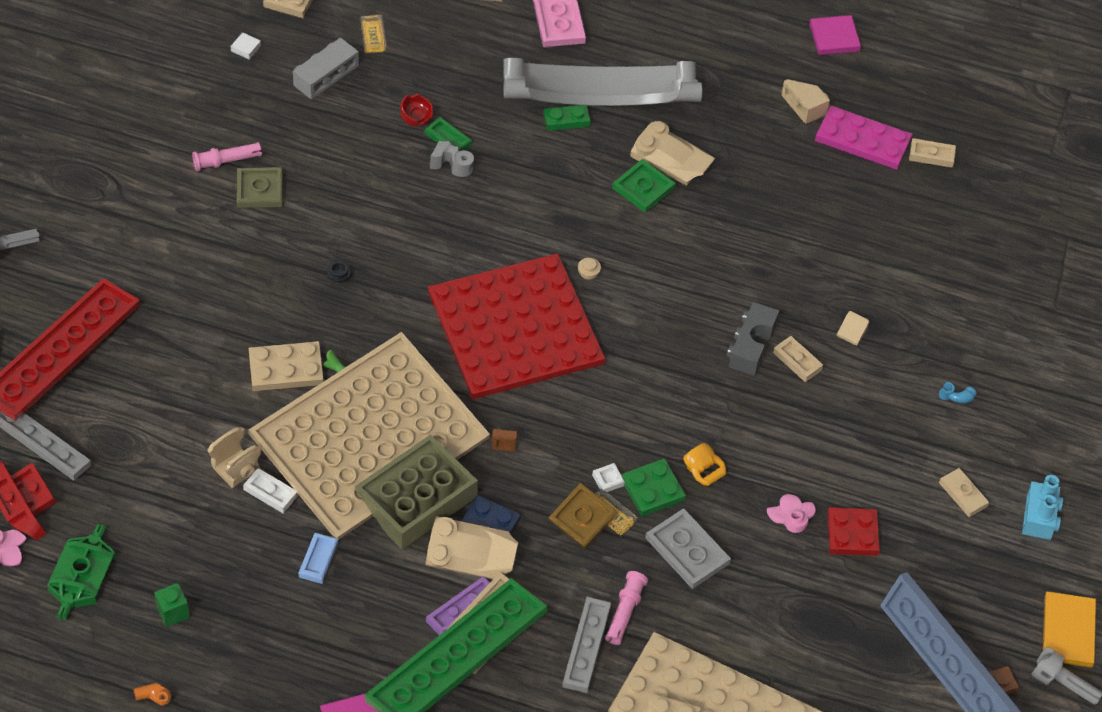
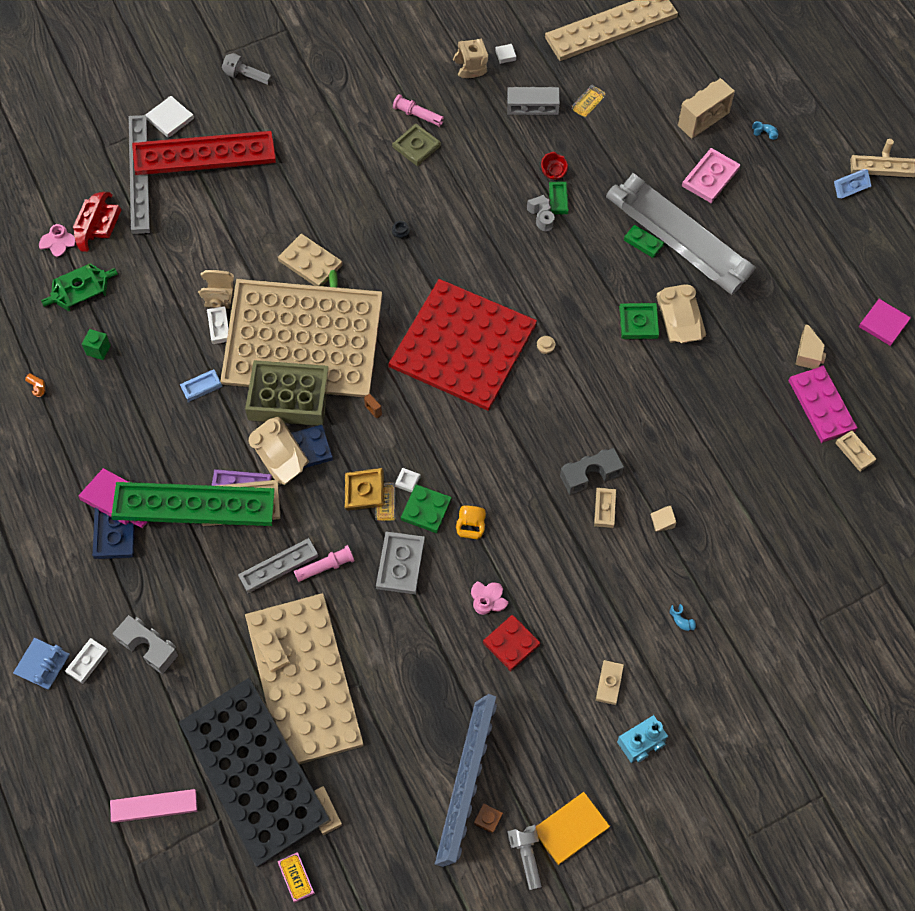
camera: 50 degrees right, 10 degrees up
(236, 67) = (473, 56): none -> tan piece

